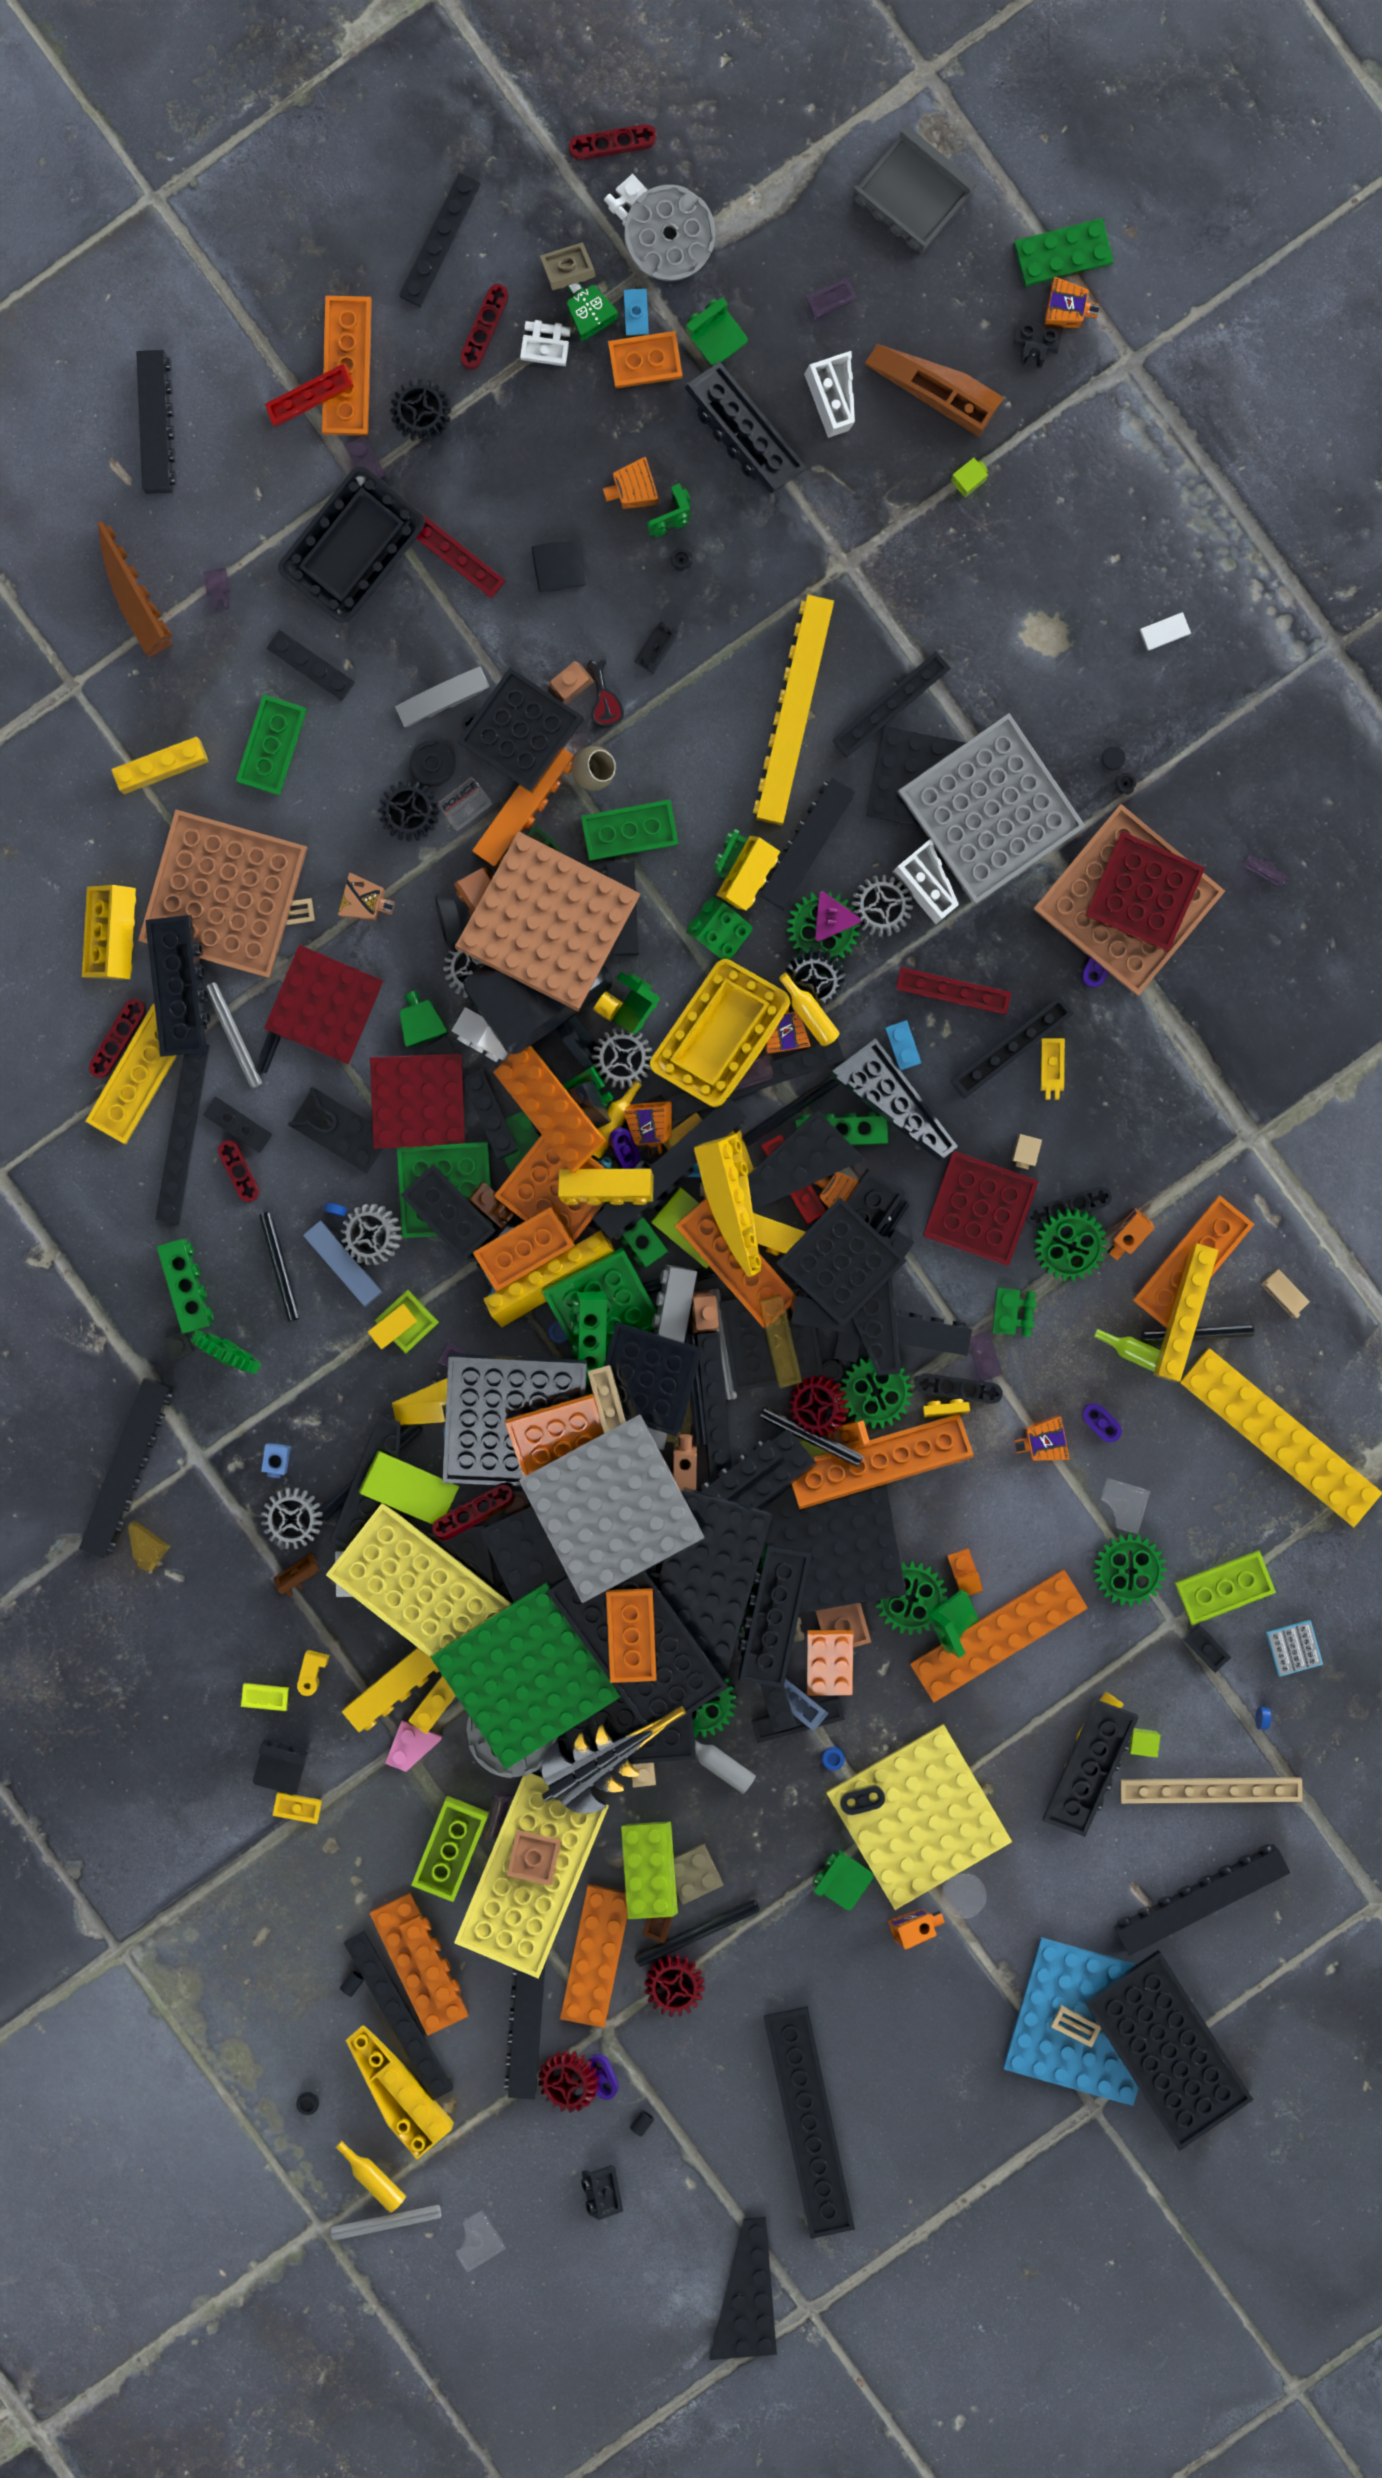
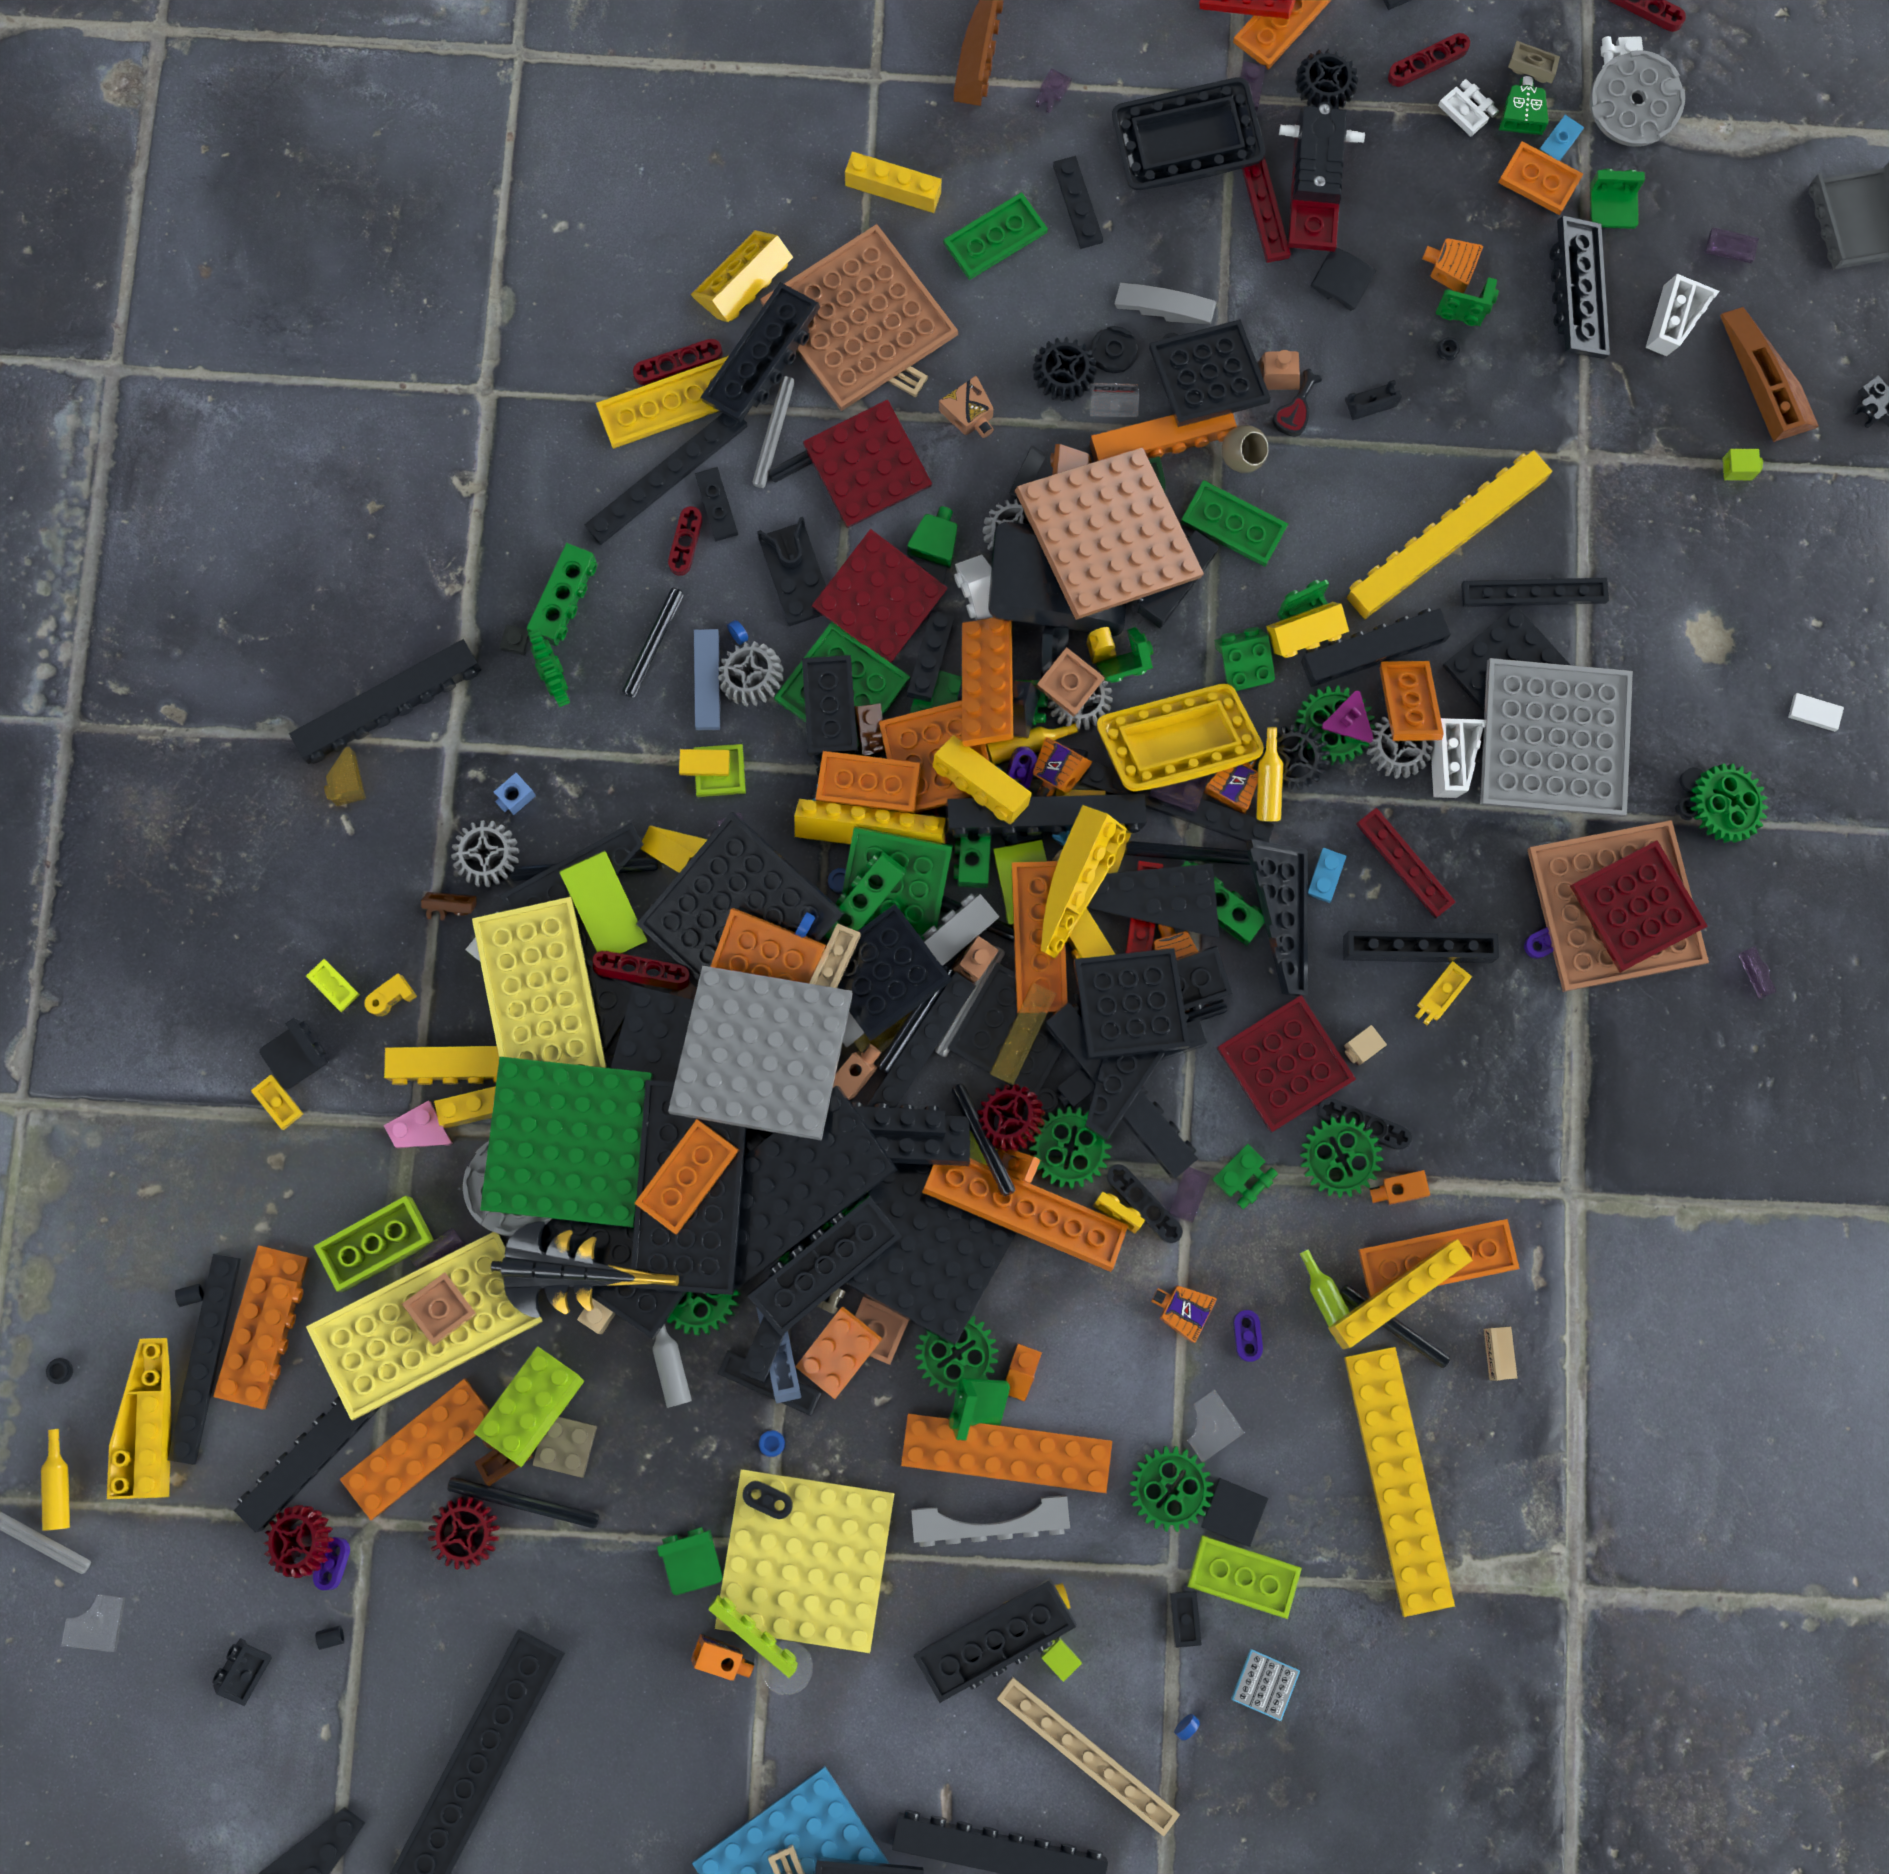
camera: 30 degrees right, 10 degrees down
(476, 500) = (1317, 175): none -> piece
(567, 1393) = (805, 925): none -> blue tile
(609, 1056) = (1070, 682): none -> nougat plate
(865, 868) = (1411, 701): none -> orange plate
(925, 1895) = (761, 1642): none -> lime plate
(988, 1724) = (1049, 1515): none -> light grey arch
(1150, 737) = (1729, 803): none -> green gear
(1185, 1549) = (1234, 1512): none -> black tile

